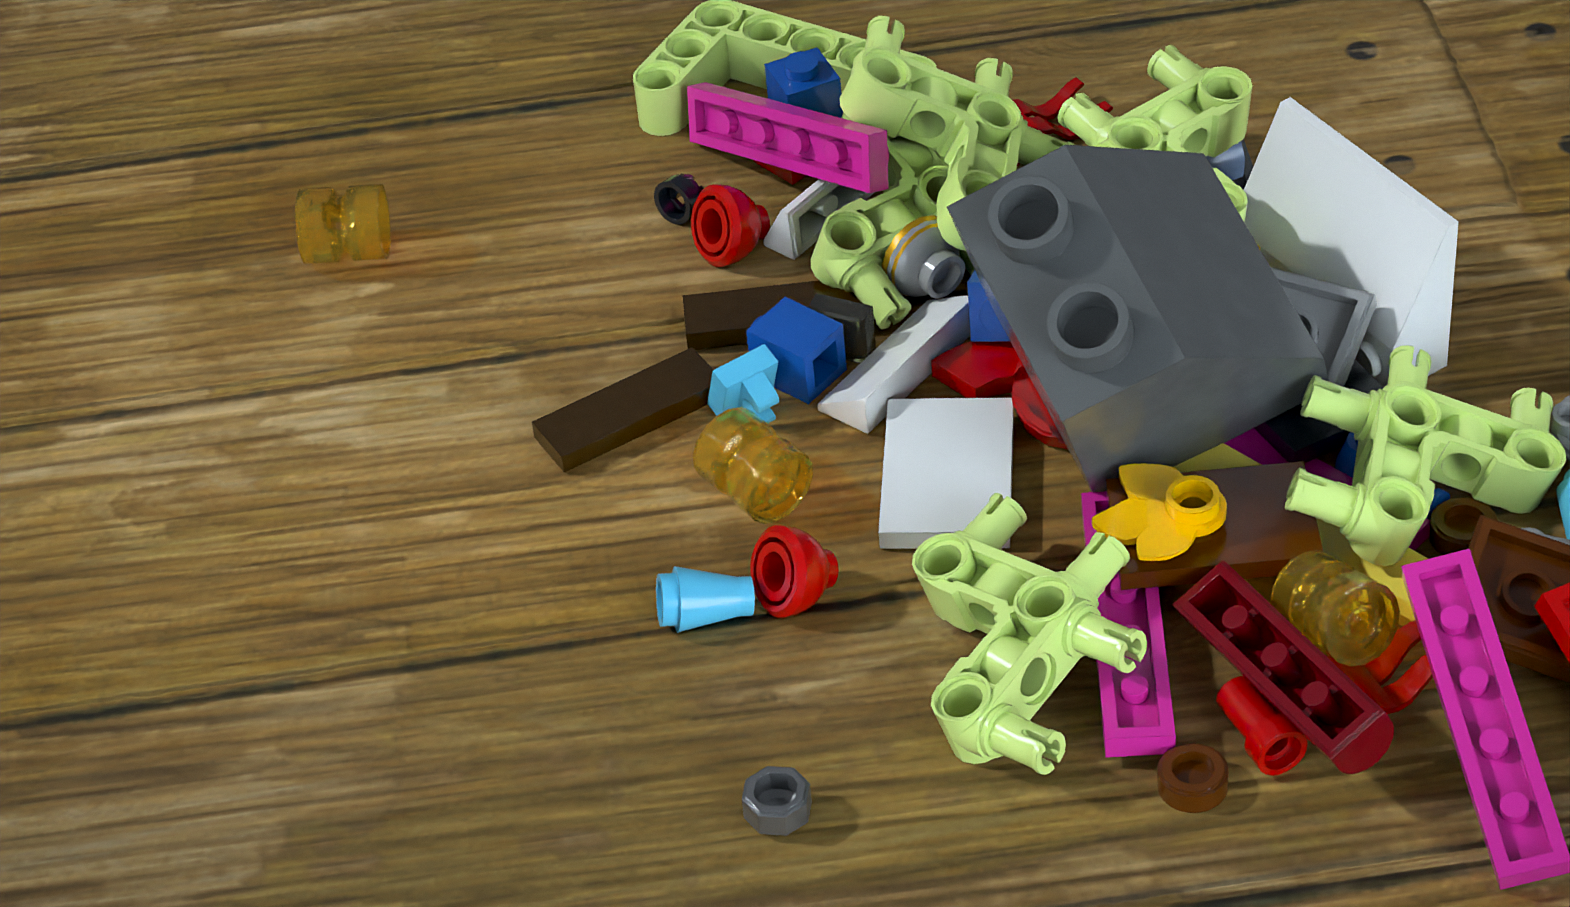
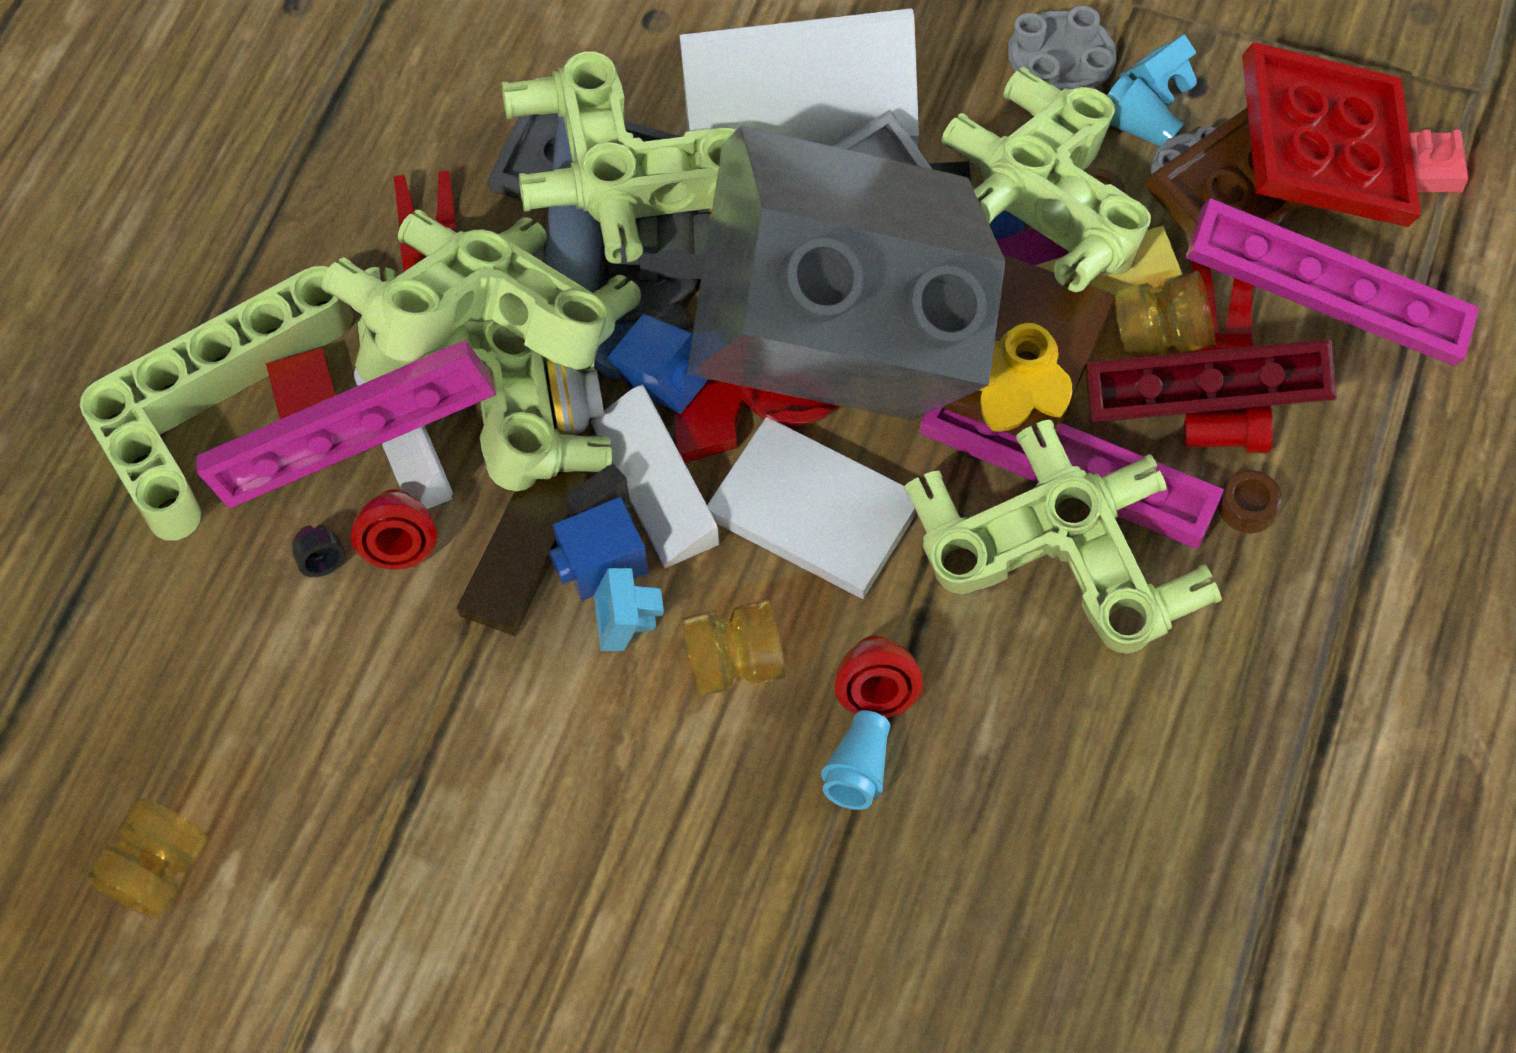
camera: 65 degrees left, 20 degrees up
(625, 410) = (569, 718): dark brown tile -> none
(776, 800) = (1124, 806): flat silver tile -> none
(805, 82) = (288, 379): blue brick -> none

